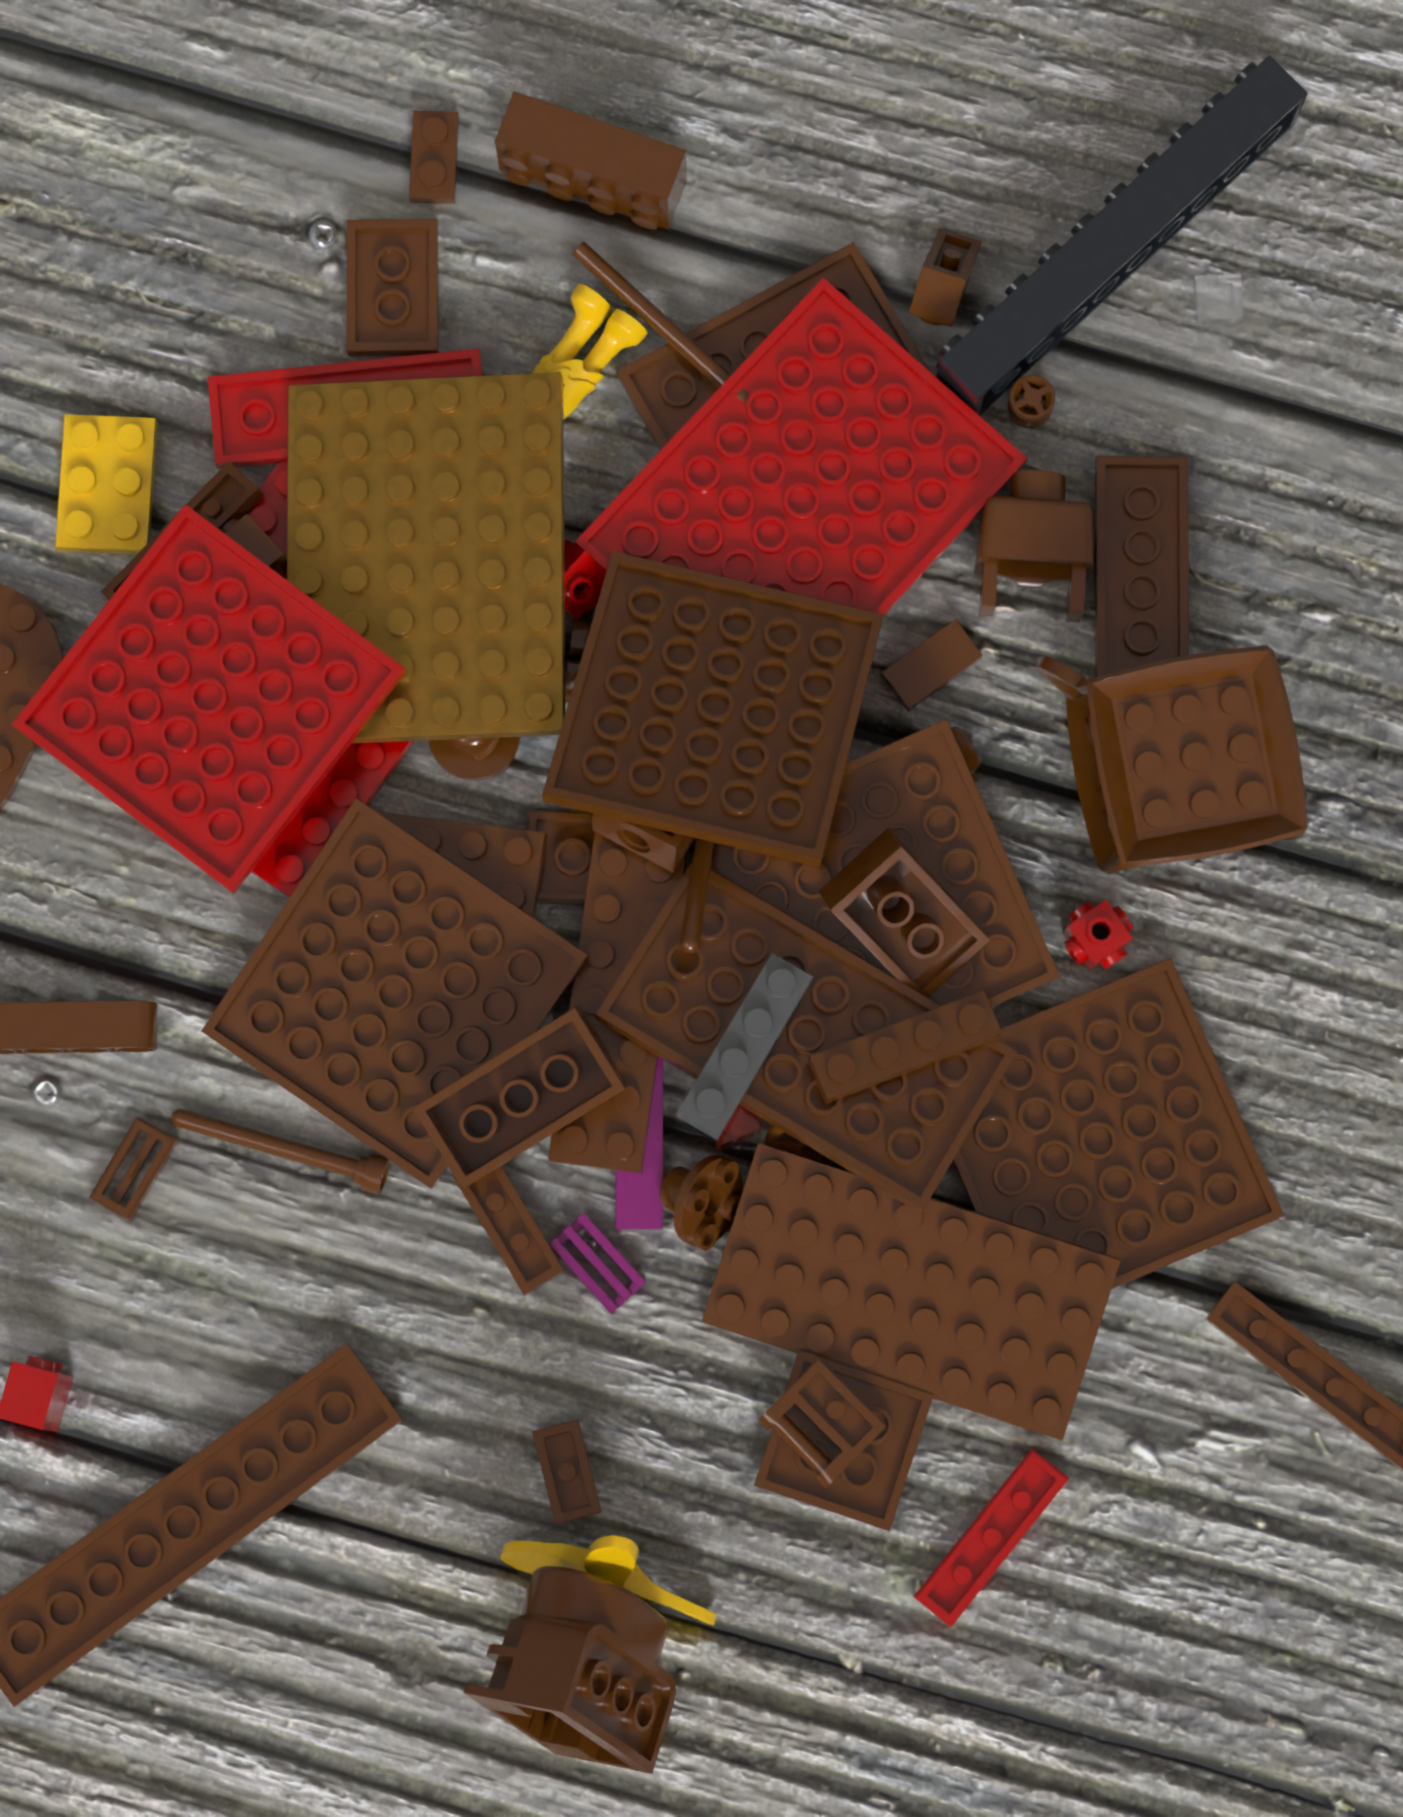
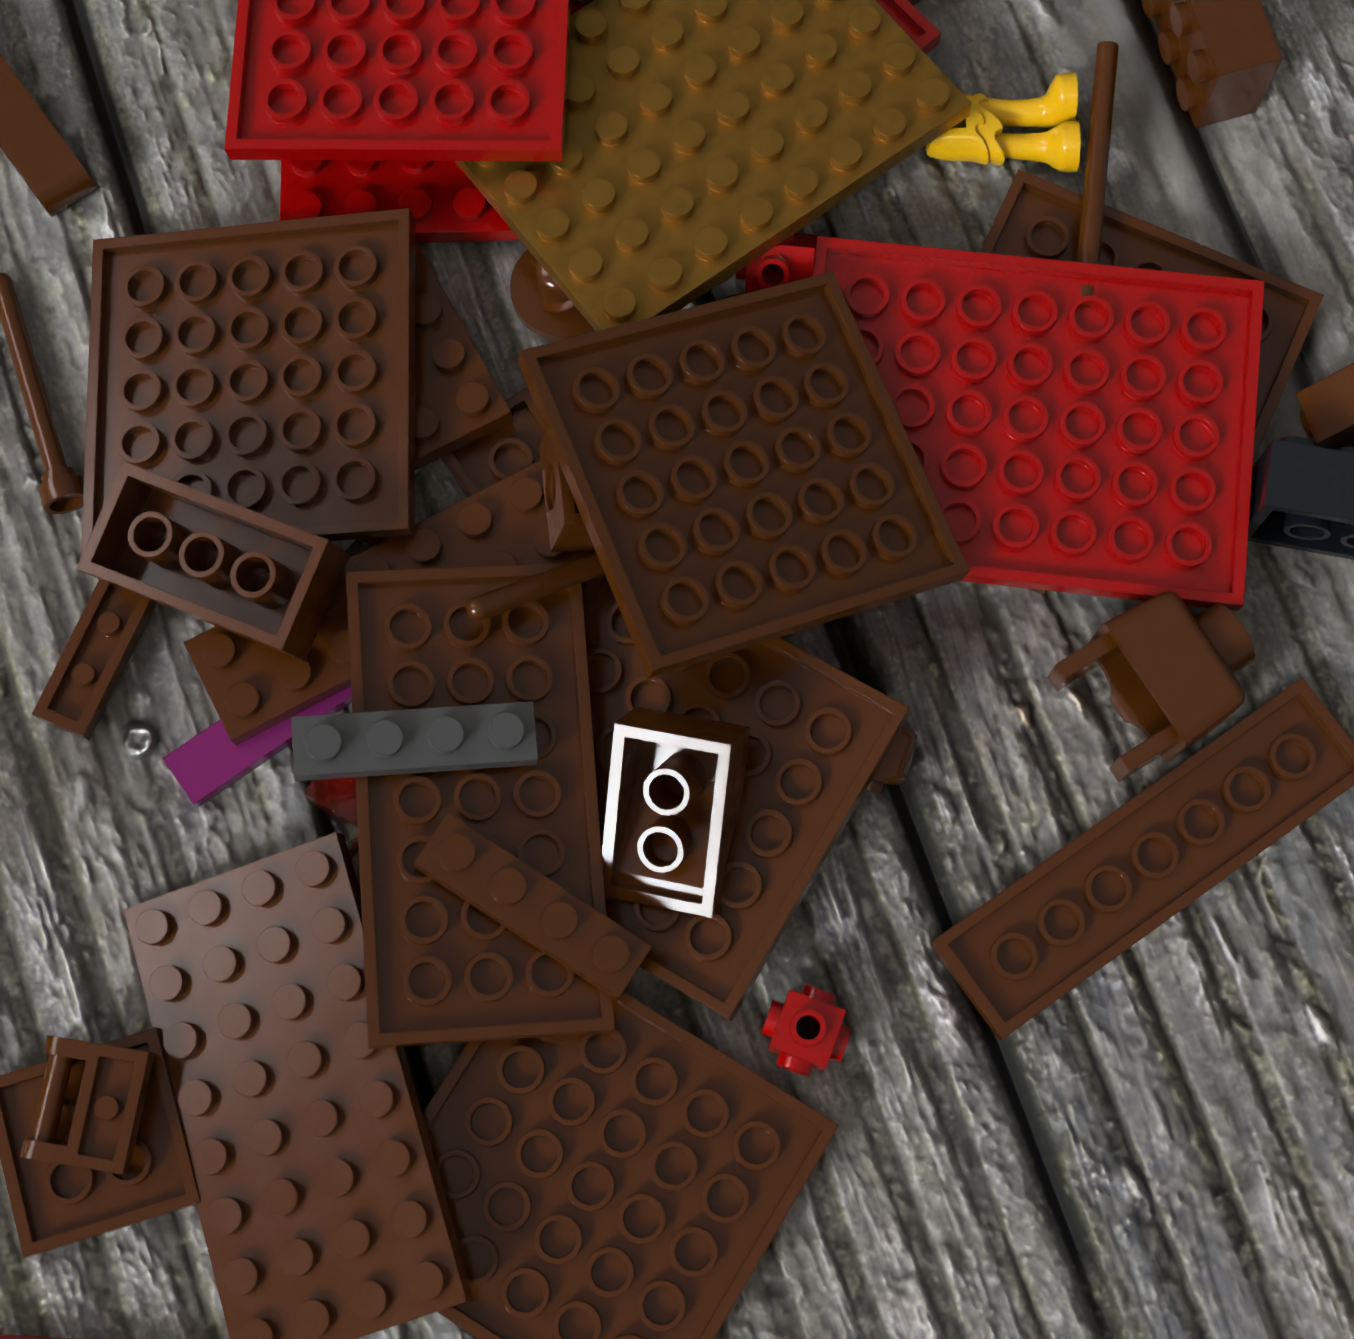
camera: 55 degrees right, 5 degrees down
(571, 1233) = (97, 758): magenta tile -> none
(703, 1199) = (242, 820): reddish brown plate -> none
(931, 665) = (962, 668): reddish brown tile -> none
(1035, 393) = (1313, 565): reddish brown wheel -> none
(1183, 756) = (1057, 980): reddish brown piece -> none

